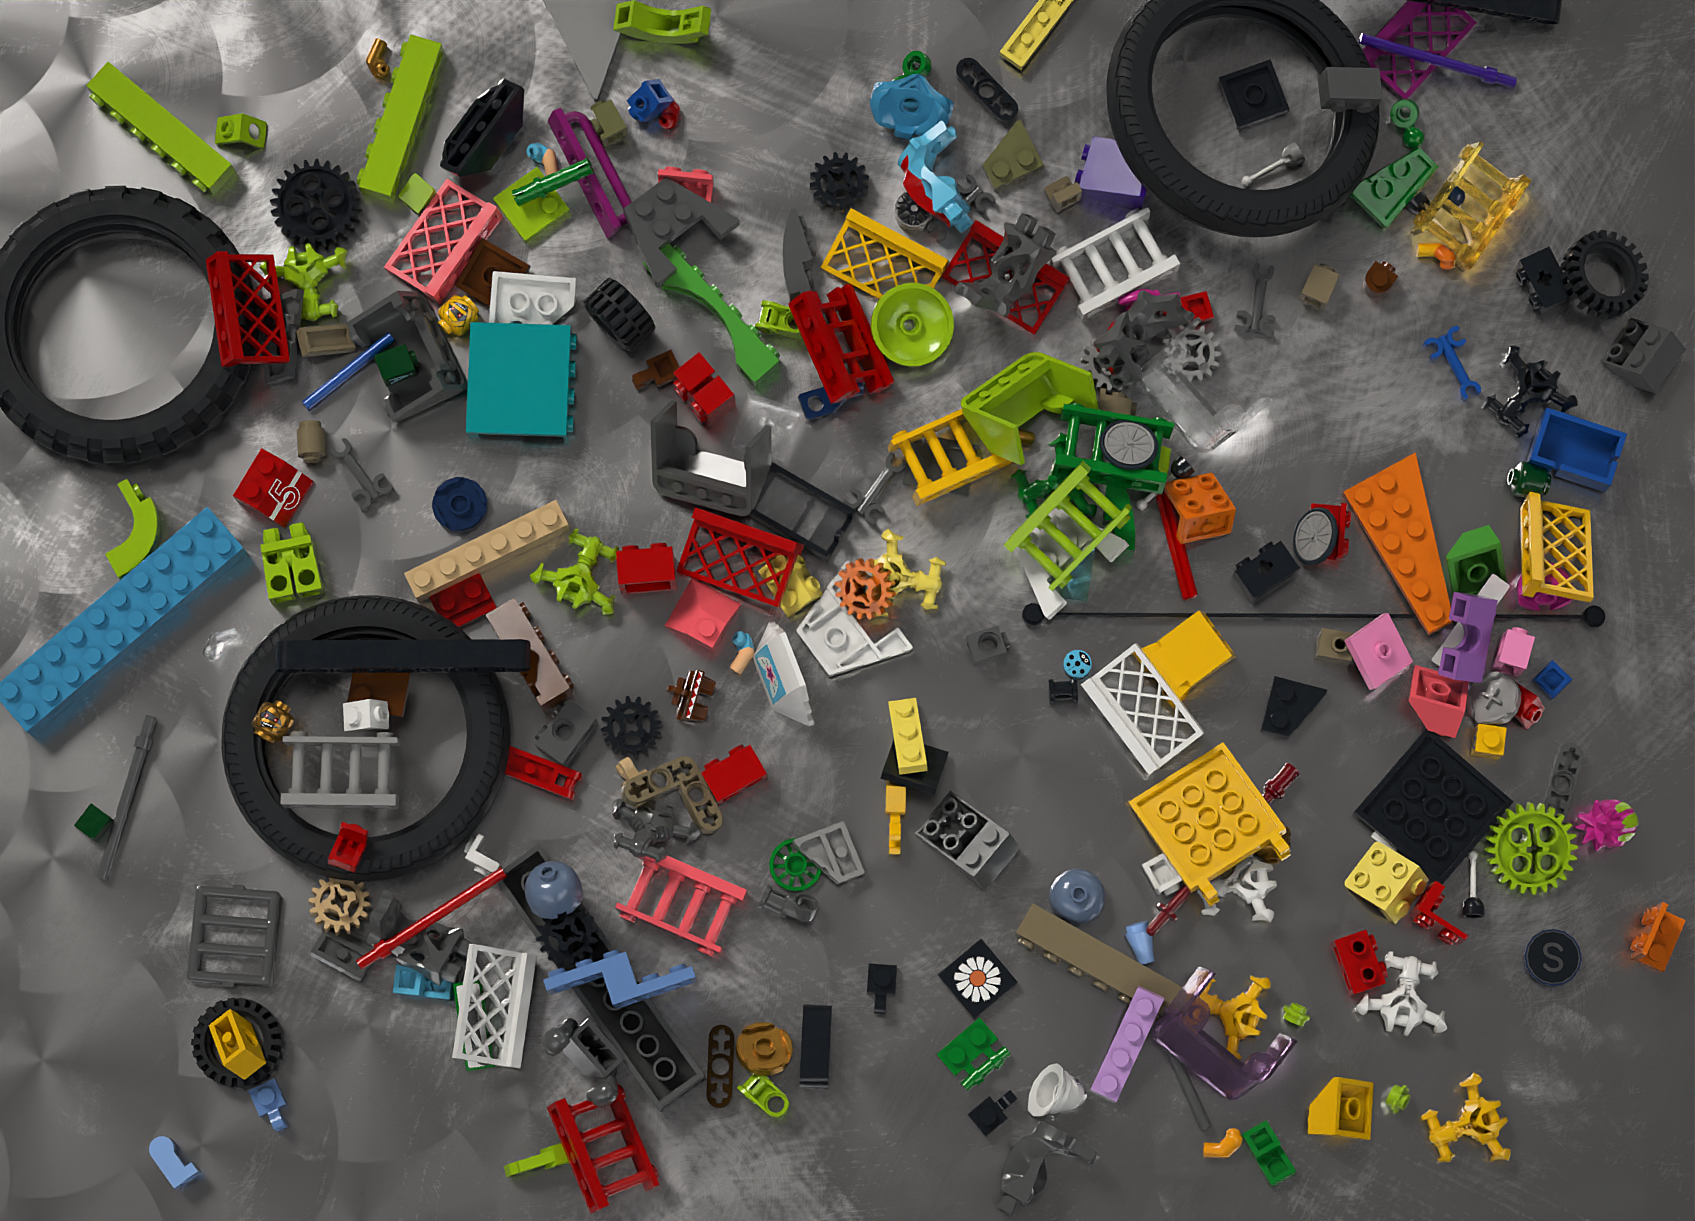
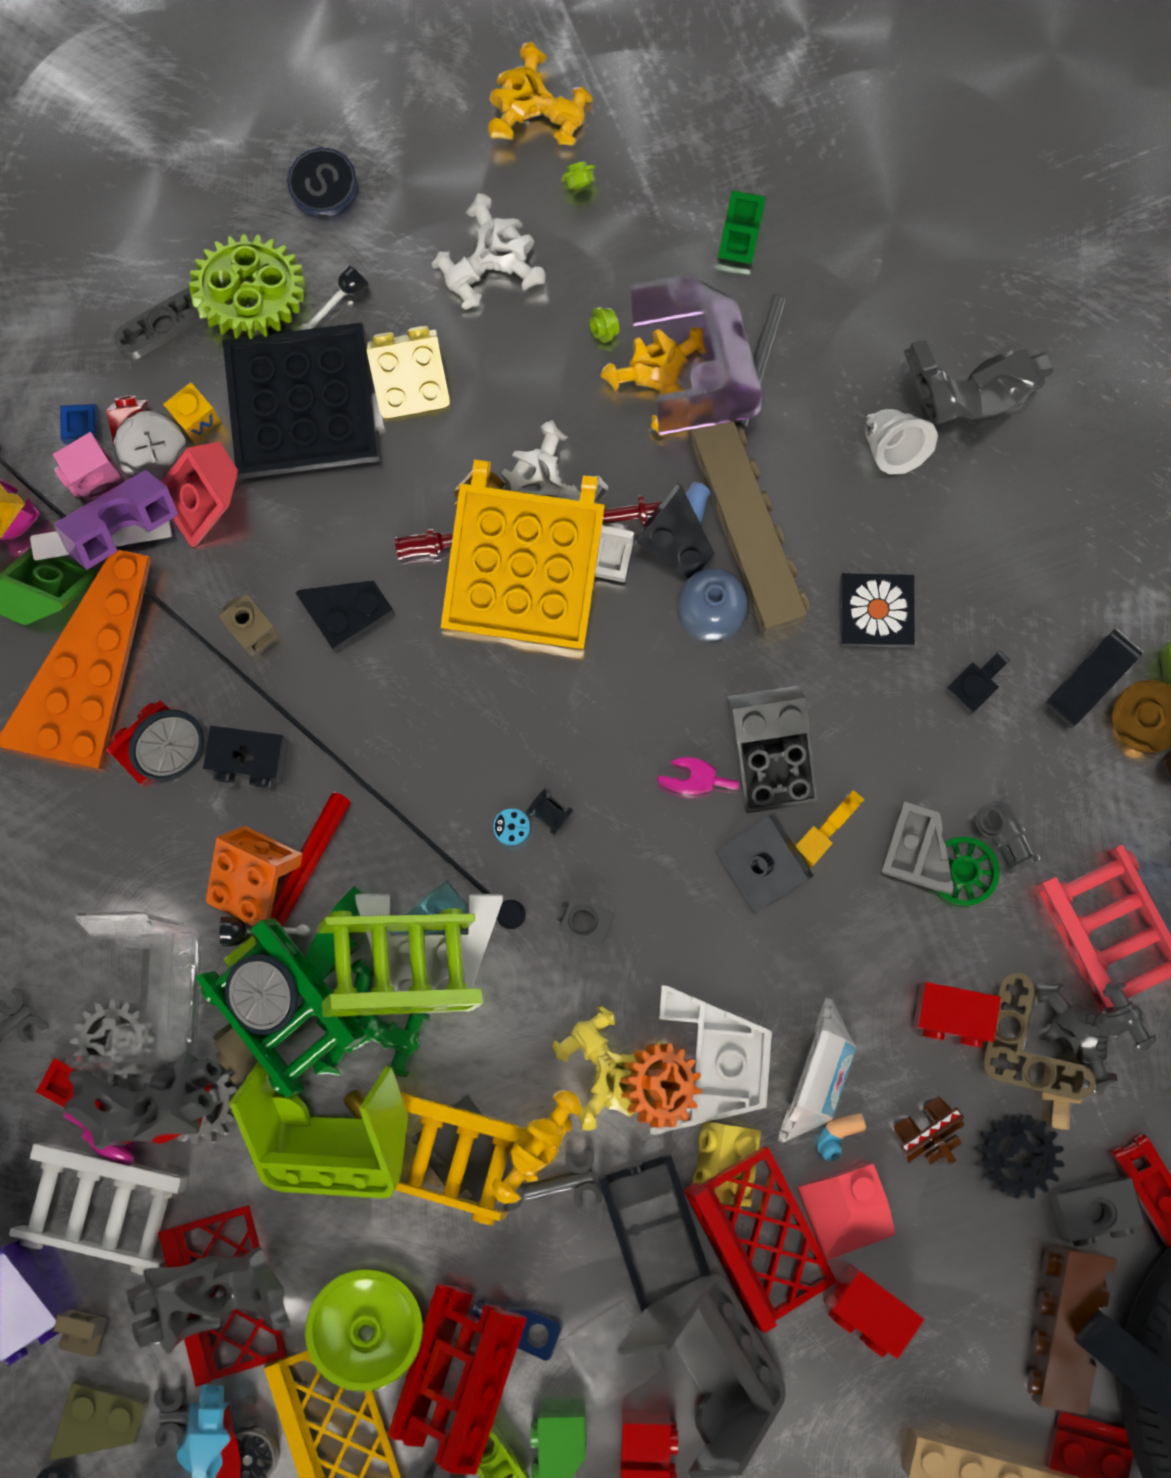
camera: 135 degrees left, 0 degrees up
(577, 582) = (953, 1364): lime piece -> none
(904, 495) = (537, 1146): none -> yellow piece
(907, 736) = (747, 897): light yellow plate -> none
(967, 1047) = (942, 555): green plate -> none
(990, 1114) = (973, 476): black plate -> none
(993, 787) = (701, 777): none -> dark pink hand
(1123, 723) = (520, 730): white fence -> none
(1127, 1043) = (788, 425): lavender plate -> none
(1133, 913) = (676, 535): none -> black wing
(1188, 654) = (401, 737): yellow piece -> none
(1226, 1147) = (778, 265): light orange arm -> none
(1342, 1110) = (643, 202): yellow slope -> none
(1359, 962) = (502, 319): red brick -> none
(1378, 651) = (212, 582): bright pink plate -> none
(1426, 919) = (395, 309): red bracket -> none
(1608, 824) = (156, 245): dark pink hair -> none
(1657, 938) = (213, 120): orange bracket -> none

